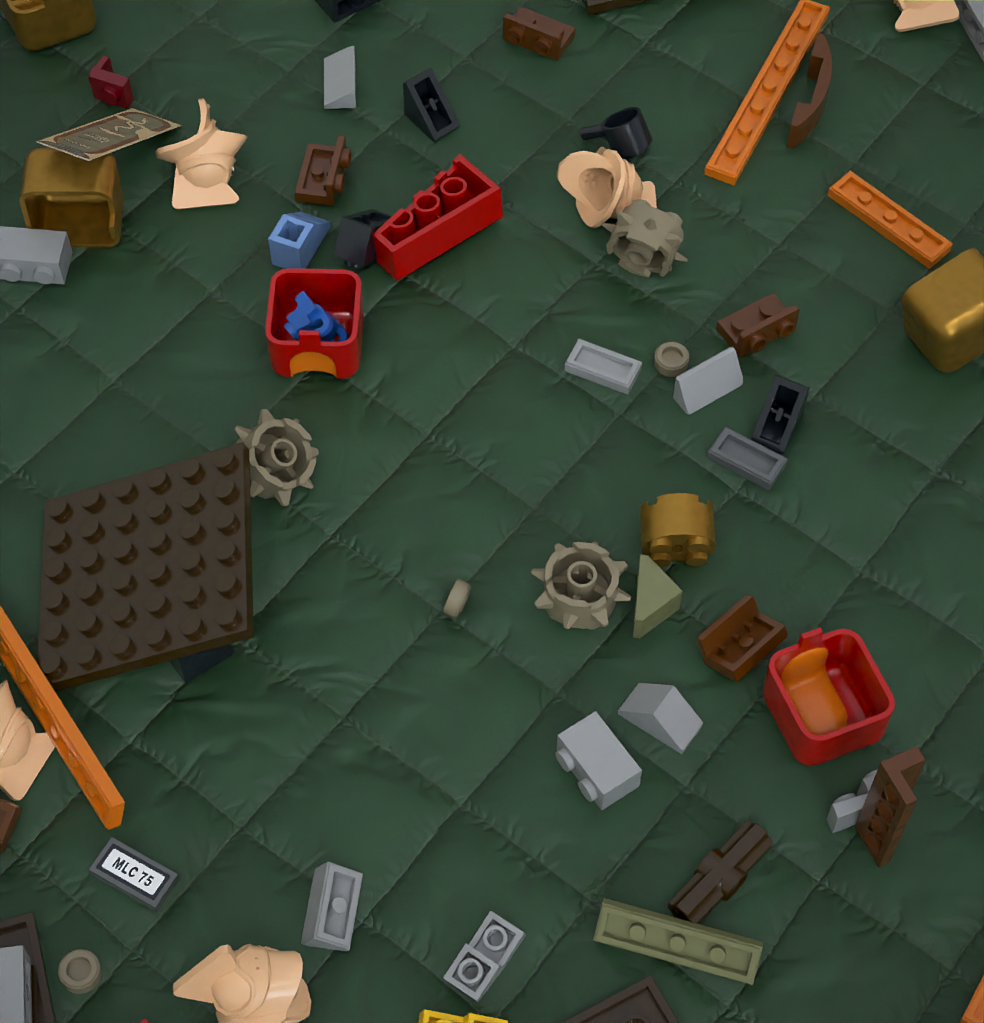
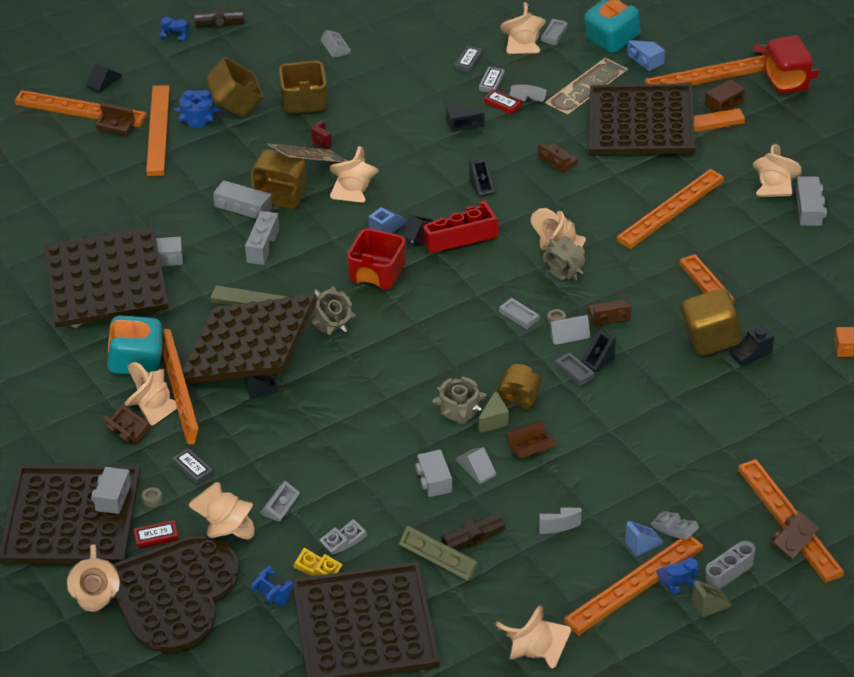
camera: 20 degrees right, 15 degrees down
(81, 316) = (264, 231): none -> light grey arch
(98, 463) = (232, 296): none -> olive tile
(314, 318) = (375, 251): blue piece -> none
(322, 173) = (413, 196): reddish brown bracket -> none
(340, 79) = (442, 158): light grey slope -> none
(457, 598) = (396, 392): dark tan tile -> none
(624, 131) = (579, 210): black piece -> none
(808, 115) = (682, 224): reddish brown slope -> none
(827, 696) = (558, 469): red piece -> none
(889, 804) = (563, 510): reddish brown fence -> none

